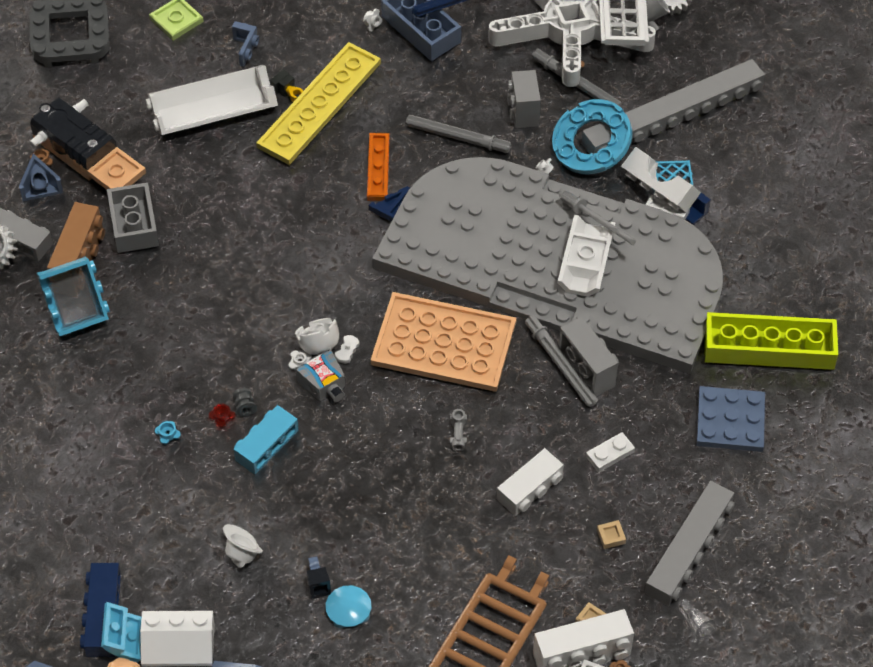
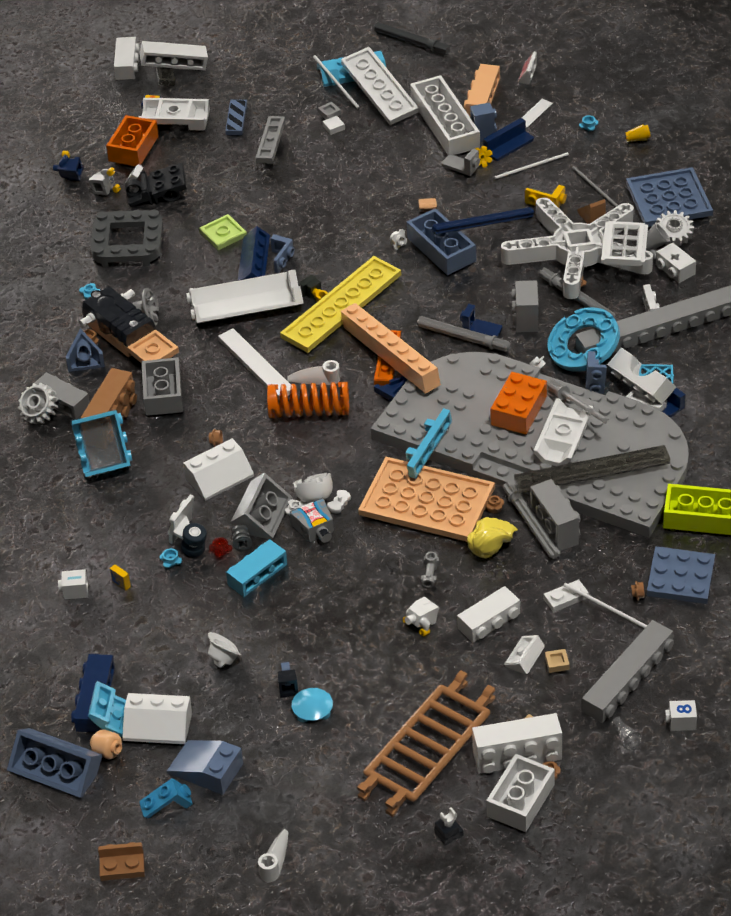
camera: 10 degrees right, 10 degrees down
(35, 99) = (87, 289): none -> medium azure plate
(62, 473) = (74, 584): none -> white brick
(101, 117) = (145, 304): none -> light grey wheel
(113, 460) = (120, 577): none -> yellow tile
(190, 404) = (192, 534): none -> plate
(200, 277) = (216, 437): none -> medium nougat plate
(207, 318) = (218, 469): none -> white slope
(214, 46) = (254, 254): none -> dark blue panel
(233, 182) = (253, 360): none -> white tile
(262, 363) = (262, 507): none -> light grey slope
(310, 193) = (327, 373): none -> white piece
(335, 226) = (340, 405): none -> orange piece
(383, 158) = (390, 348): none -> light nougat brick
(447, 260) = (436, 430): none -> medium azure hinge
(456, 488) = (422, 614): none -> white piece
(474, 123) = (469, 322): none -> dark blue bracket
(518, 347) = (494, 504): none -> medium nougat plate
(519, 384) = (489, 536): none -> light yellow piece
(533, 221) = (518, 403): none -> orange brick
(574, 527) = (525, 654): none -> white slope
(609, 180) = (595, 374): none -> sand blue bracket
(623, 298) = (594, 468): none -> clear smoke plate
(655, 83) = (649, 298): none -> white plate
(657, 464) = (605, 605): none -> white piece
(678, 36) = (675, 262): none -> white brick
(688, 441) = (638, 590): none -> medium nougat plate
(755, 594) = (681, 715): none -> white brick

